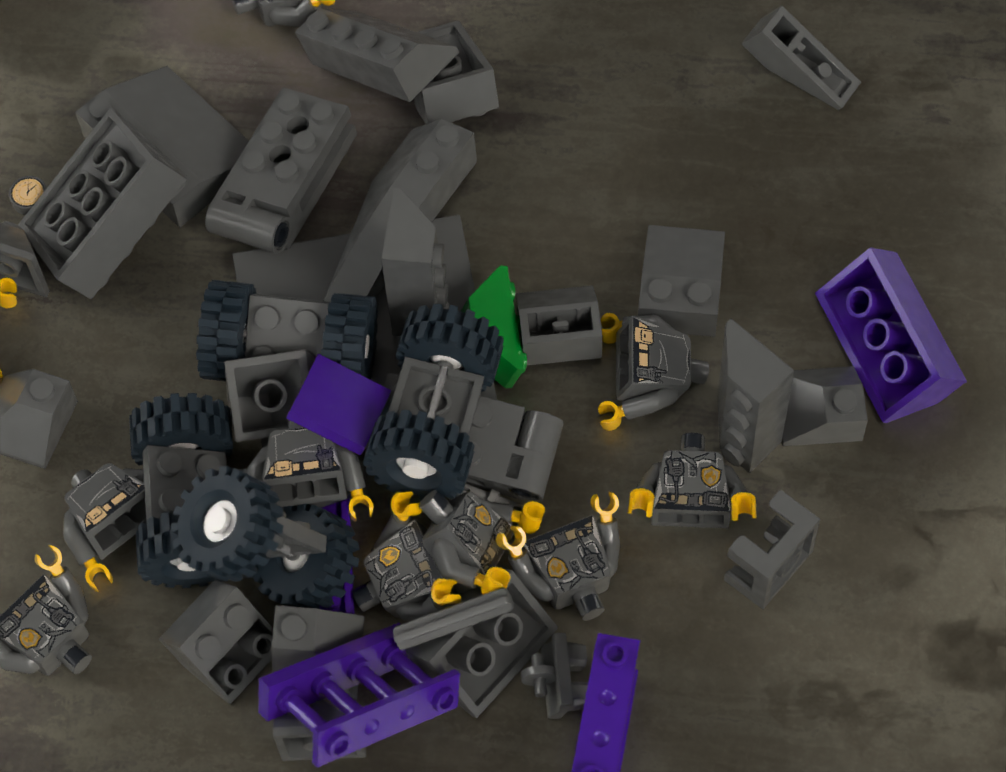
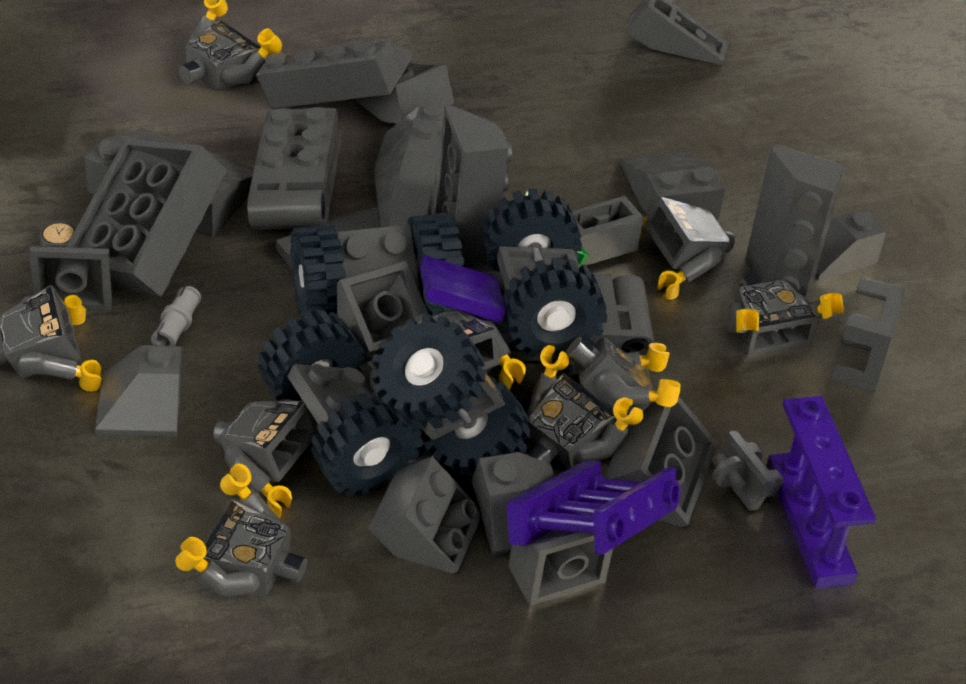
camera: 30 degrees left, 20 degrees down
(95, 330) = (176, 317): none -> light grey pin
(453, 618) = (644, 430): dark grey axle -> none
(570, 561) = (707, 378): torso -> none
(889, 335) = (871, 184): dark purple slope -> none

